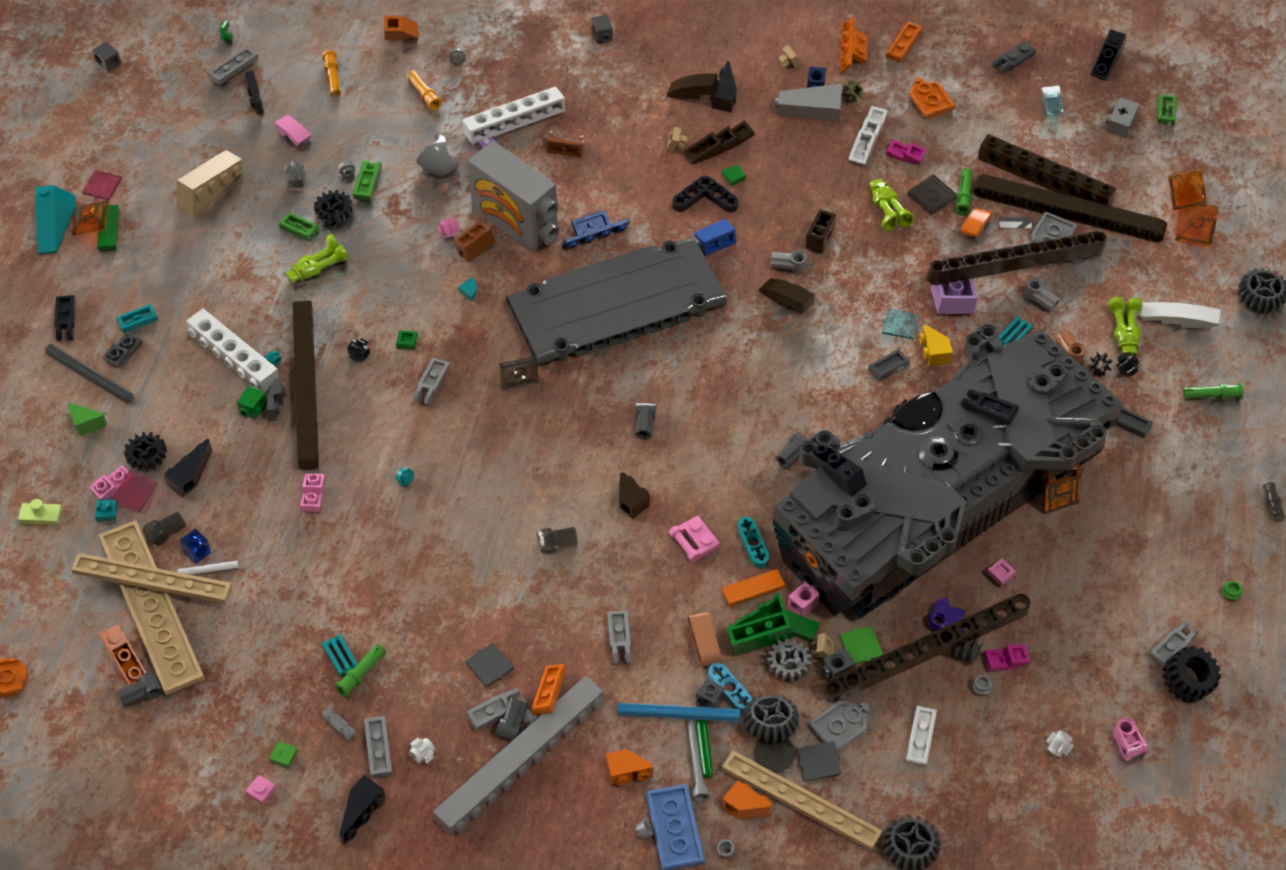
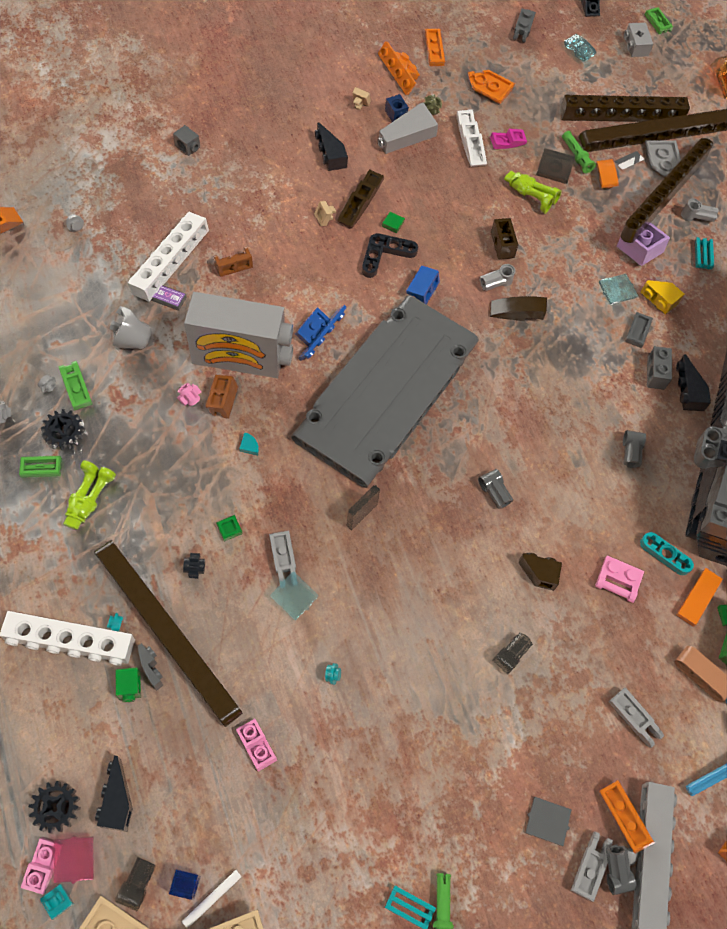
camera: 40 degrees left, 10 degrees up
(418, 409) = (294, 595): none -> clear light blue piece
(427, 94) = (74, 273): light orange pin -> none
(694, 86) = (305, 158): dark brown slope -> none
(875, 400) = (659, 368): none -> dark grey brick

